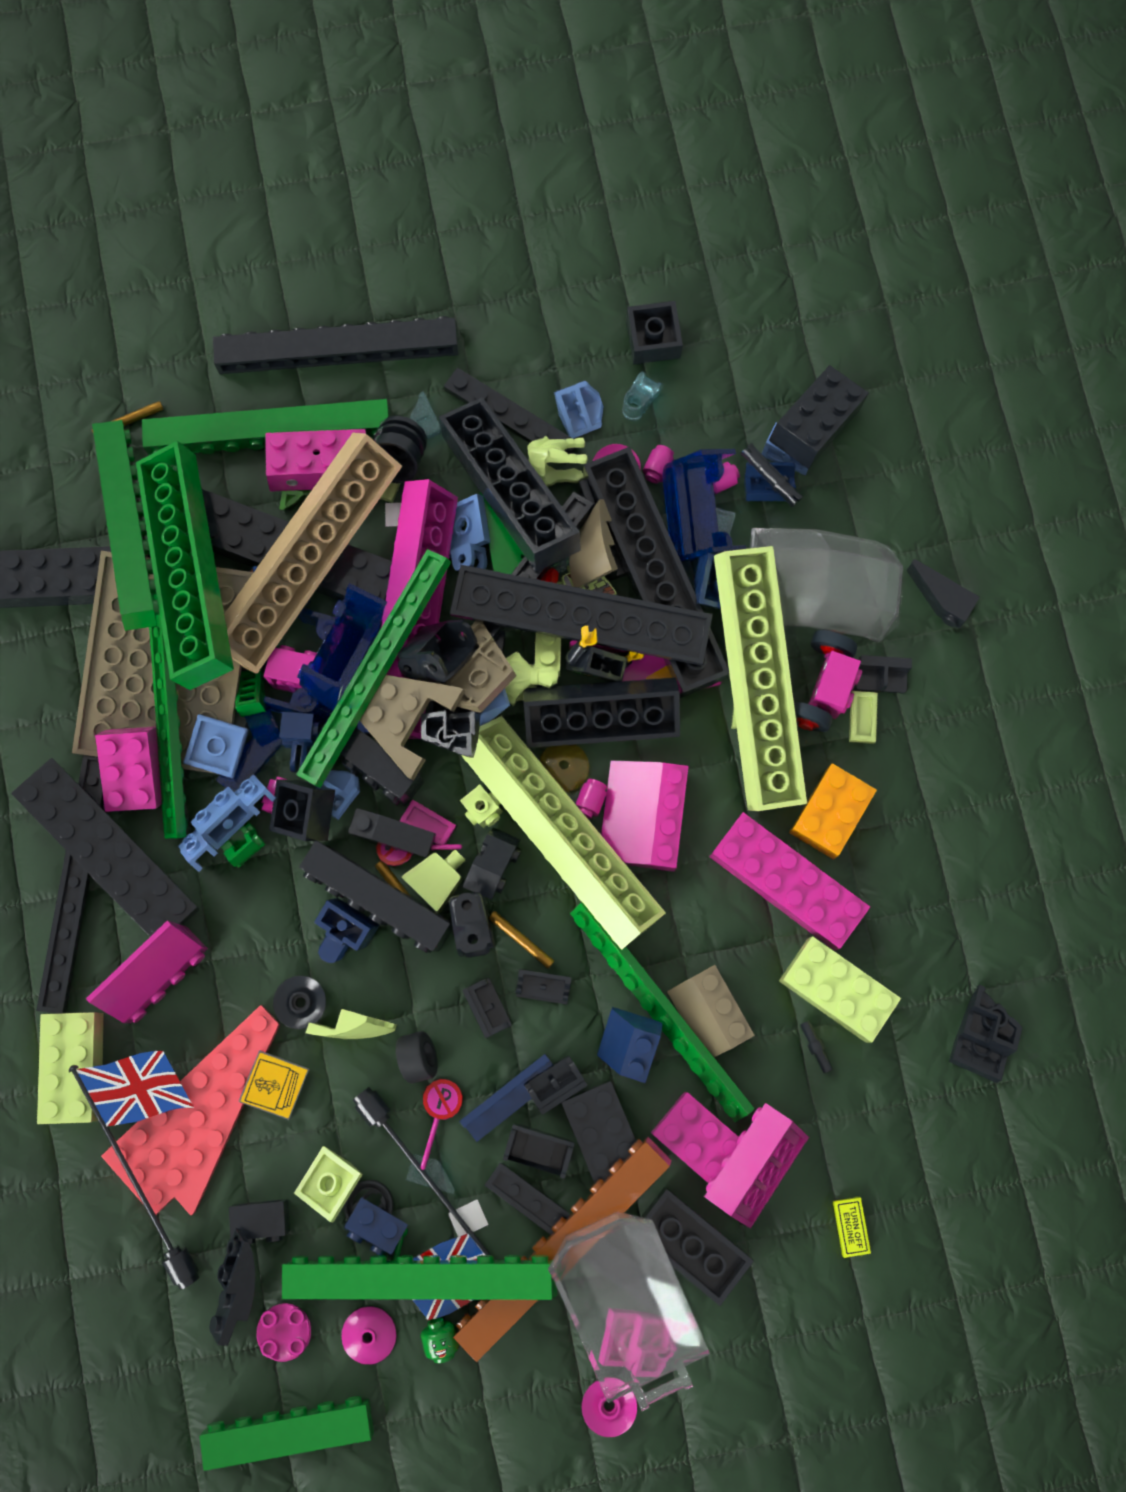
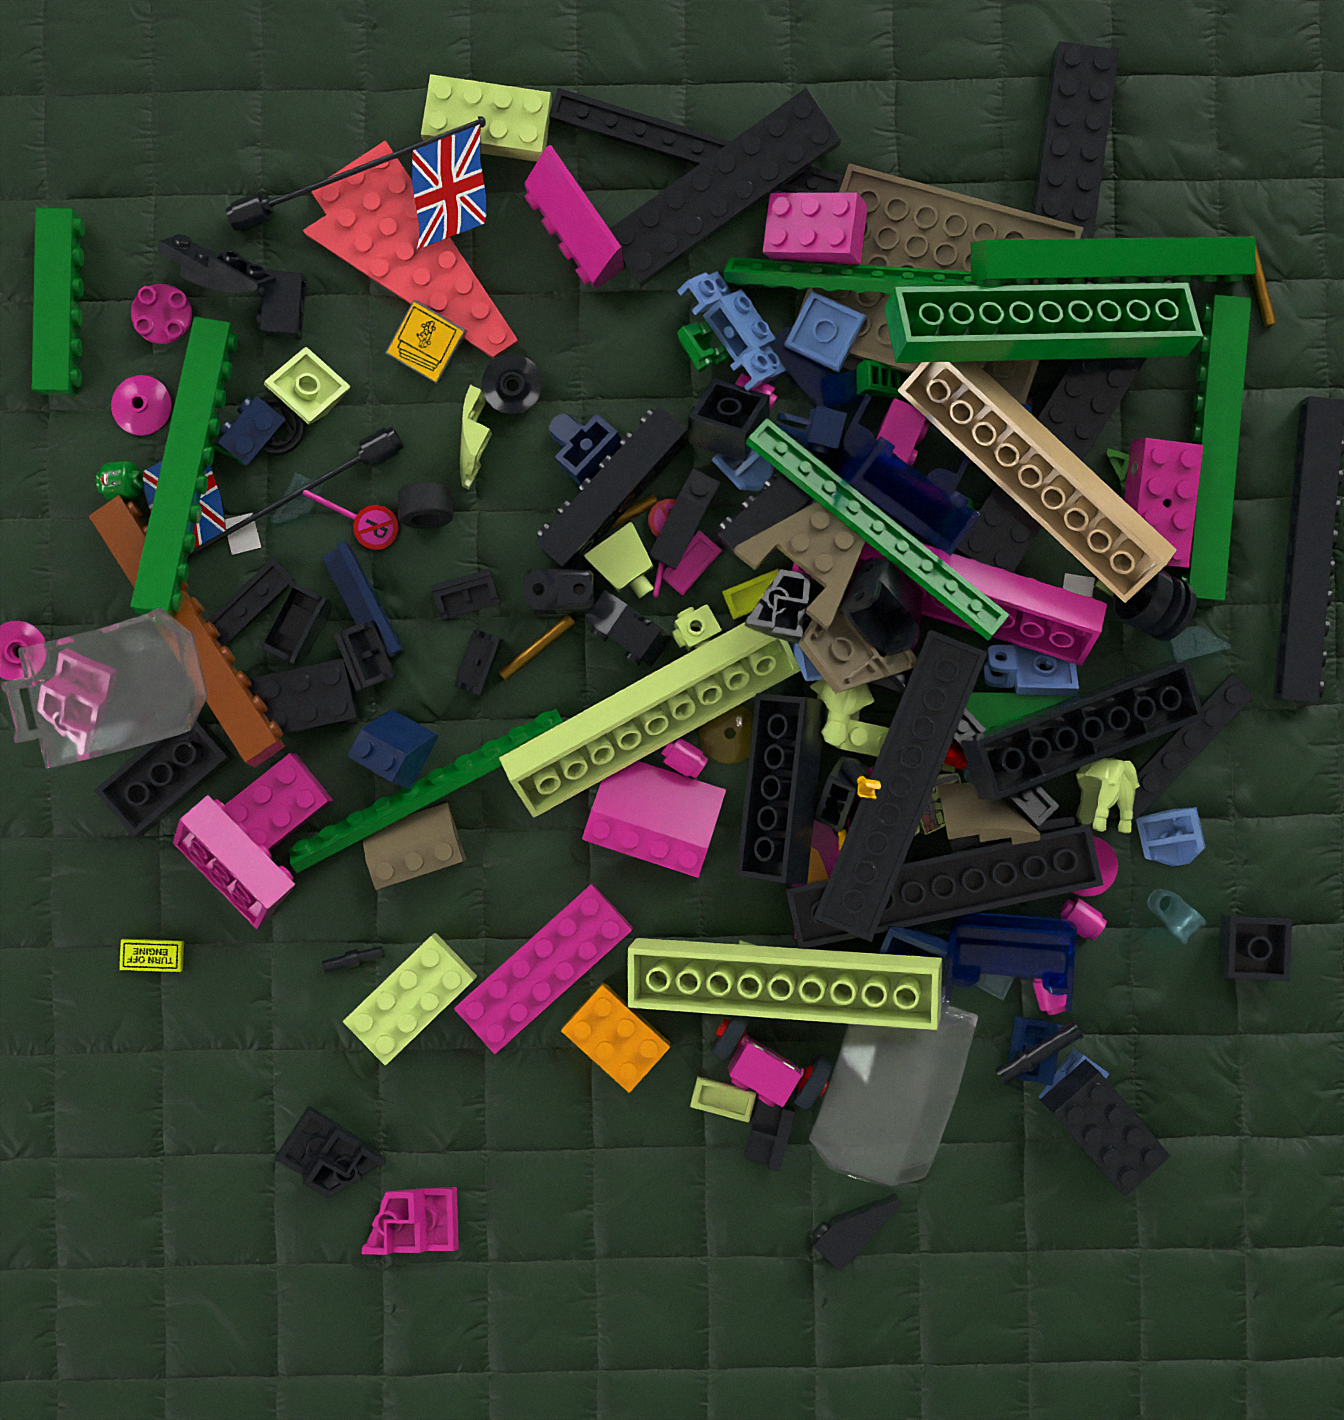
camera: 100 degrees right, 10 degrees up
(445, 767) = (745, 596): none -> neon yellow tile
(1024, 950) = (415, 1222): none -> dark pink slope

